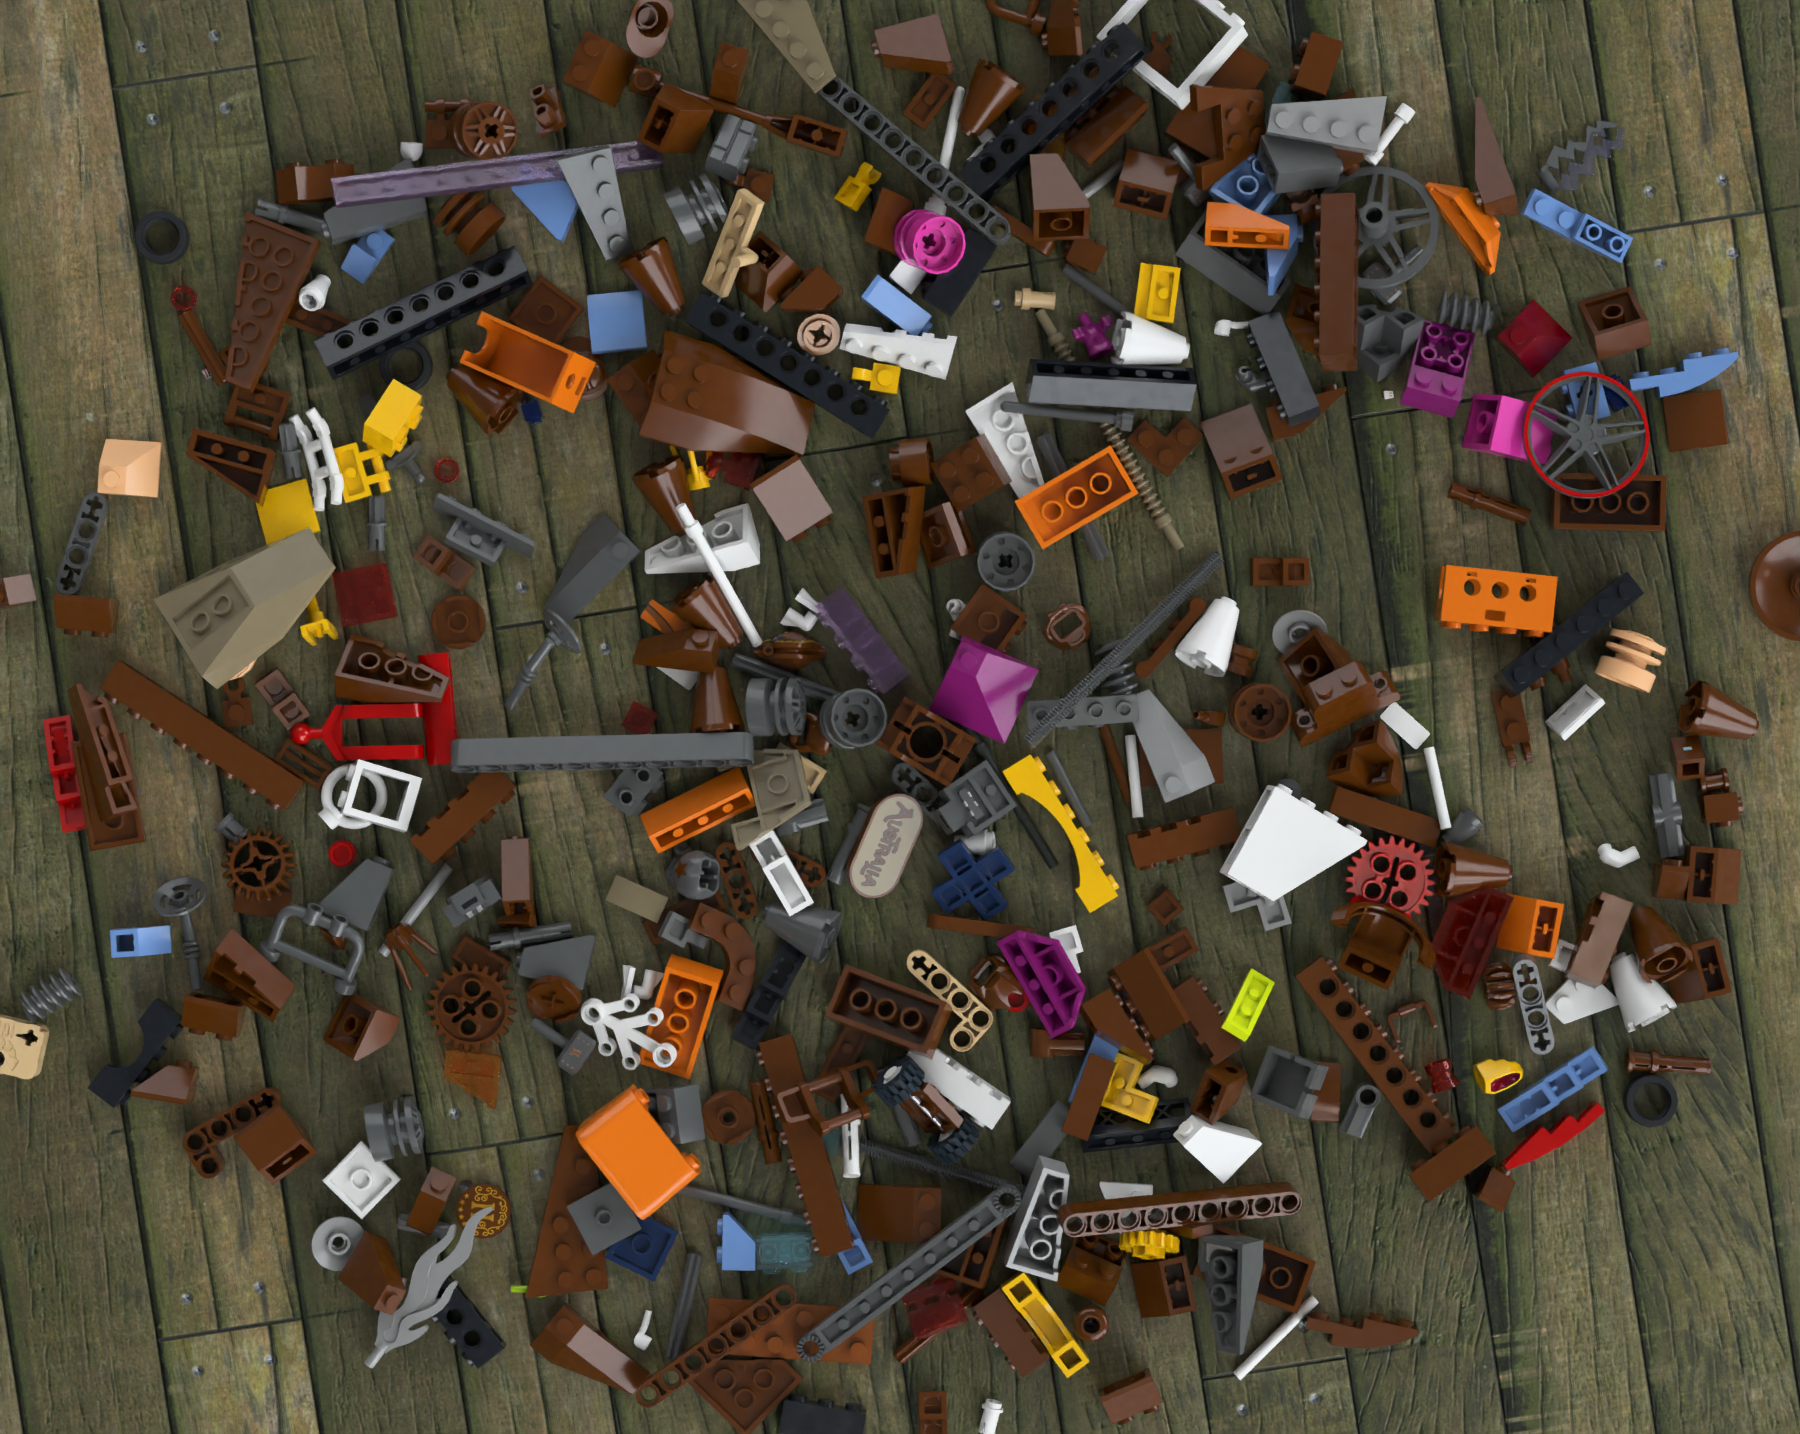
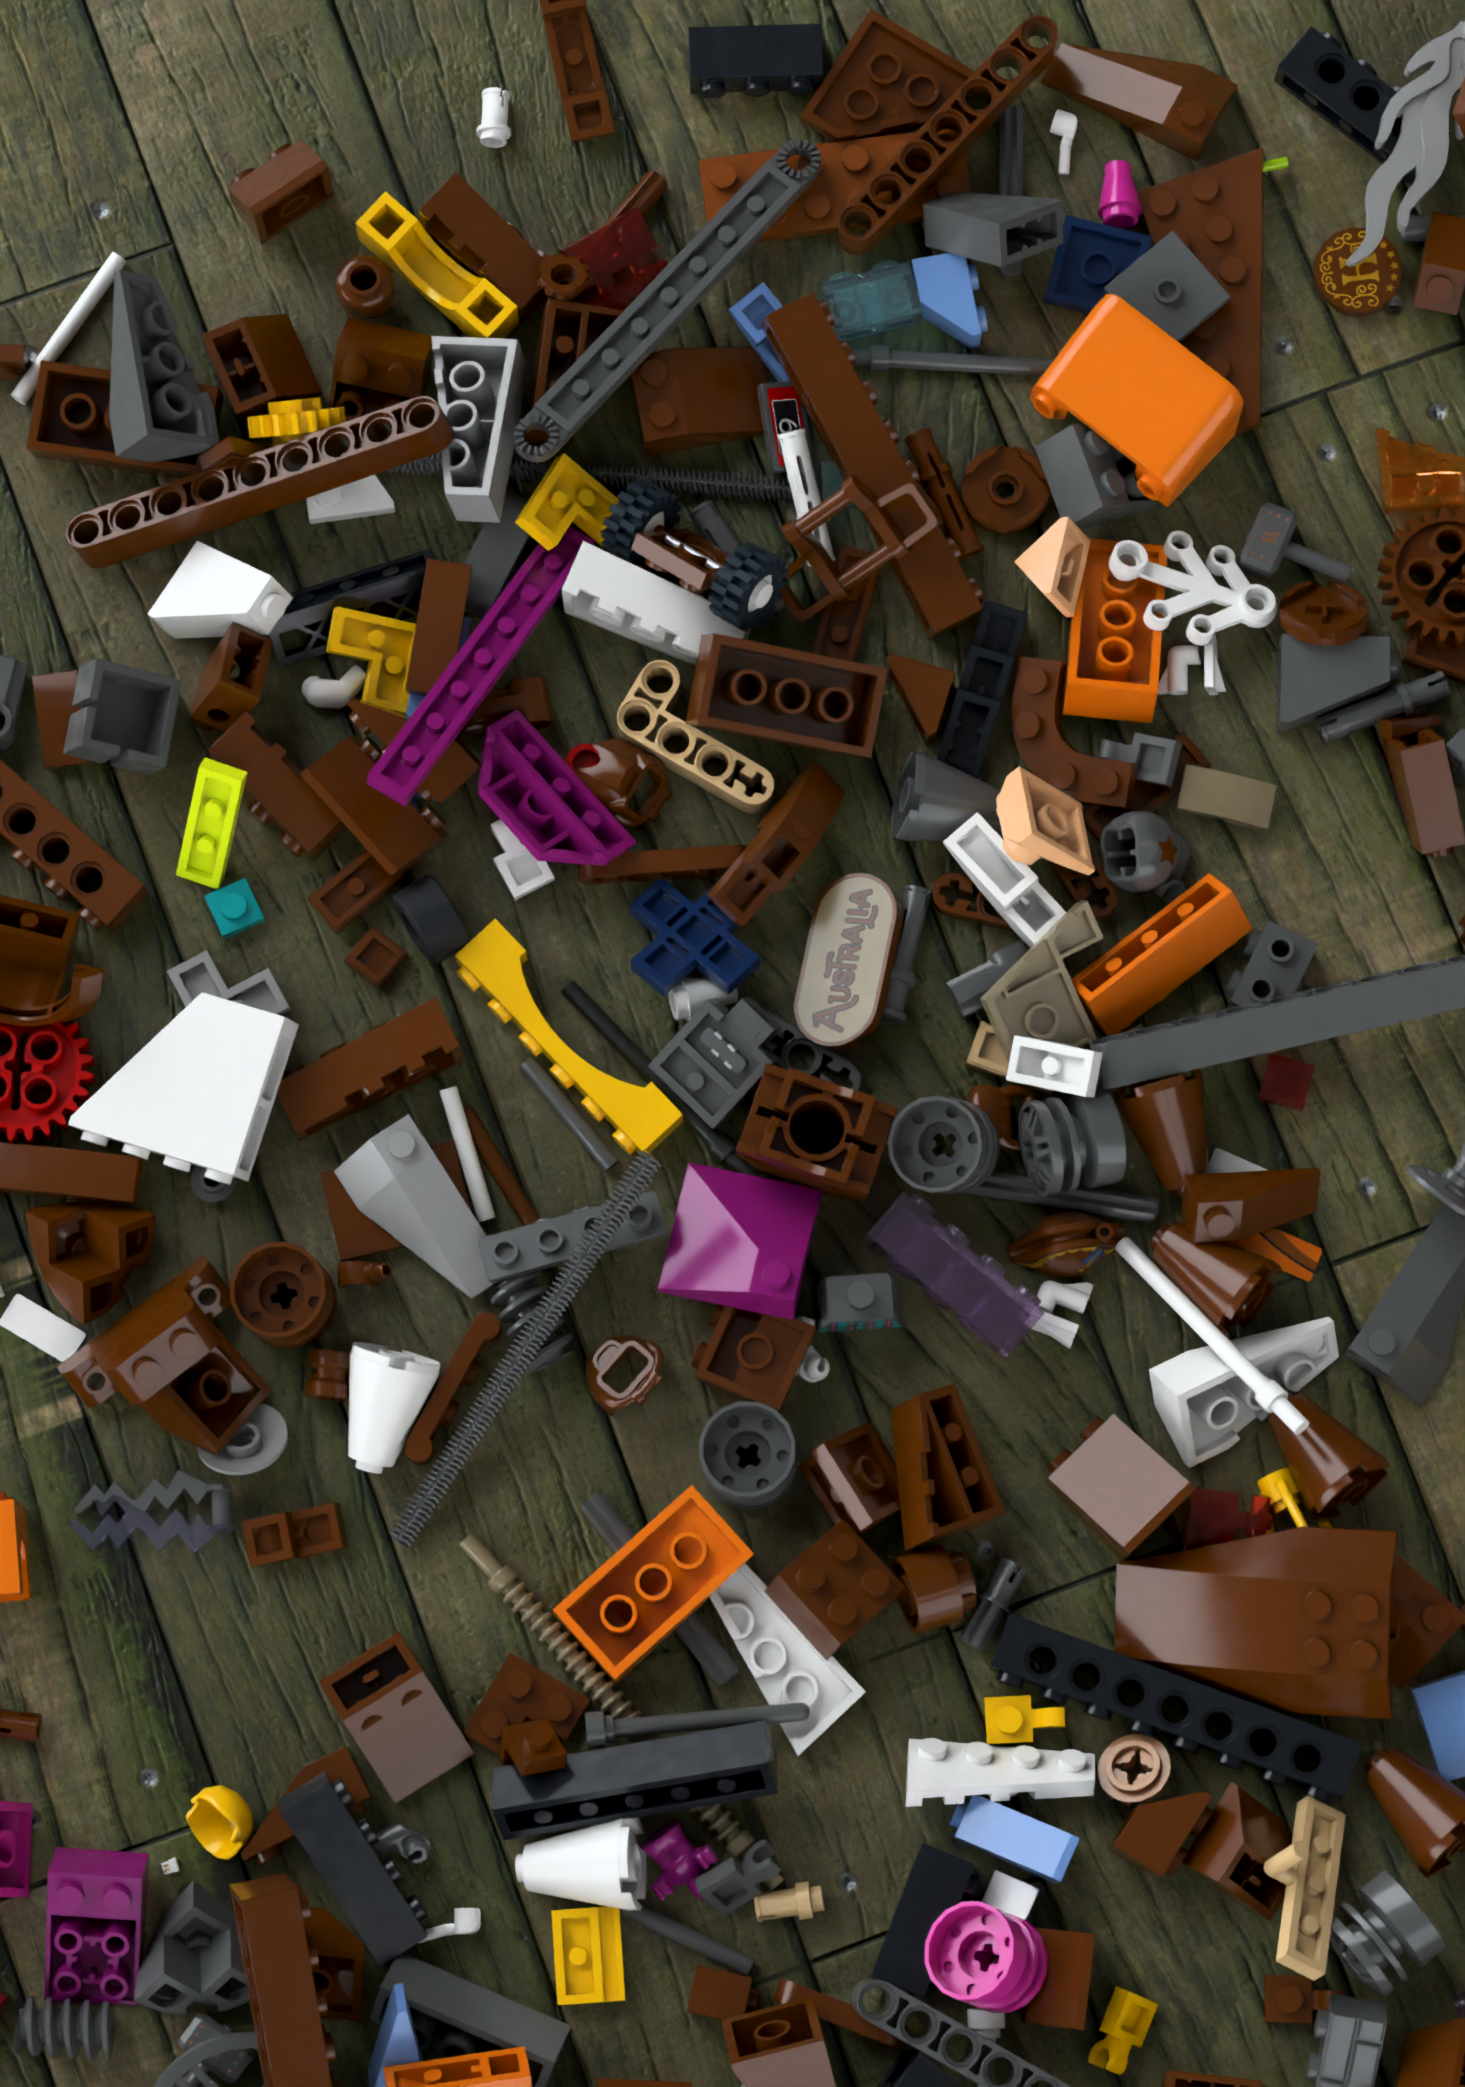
camera: 170 degrees right, 10 degrees down
(618, 1284) = (1119, 197): none -> dark pink cone
(701, 1279) = (993, 226): none -> dark grey slope
(707, 1061) = (1058, 564): none -> light nougat slope
(752, 900) = (1042, 823): none -> light nougat slope
(777, 753) = (1054, 1066): none -> white slope
(804, 1000) = (922, 690): none -> reddish brown slope
(854, 1190) = (780, 413): none -> slope
(880, 446) = (993, 1604): none -> dark grey axle
(908, 923) = (781, 846): none -> reddish brown slope
(921, 638) = (858, 1302): none -> dark grey torso
(967, 1305) = (563, 277): none -> reddish brown animal
(996, 1163) = (566, 497): none -> yellow plate
(1064, 315) = (735, 1882): none -> dark grey plate
(1068, 1069) = (475, 670): none -> magenta plate
(1127, 920) = (431, 919): none -> black tyre
(1165, 416) = (532, 1747): none -> reddish brown bracket
(1243, 954) = (234, 908): none -> teal plate
(1354, 413) = (221, 1821): none -> yellow hair
(1370, 601) = (136, 1514): none -> piece

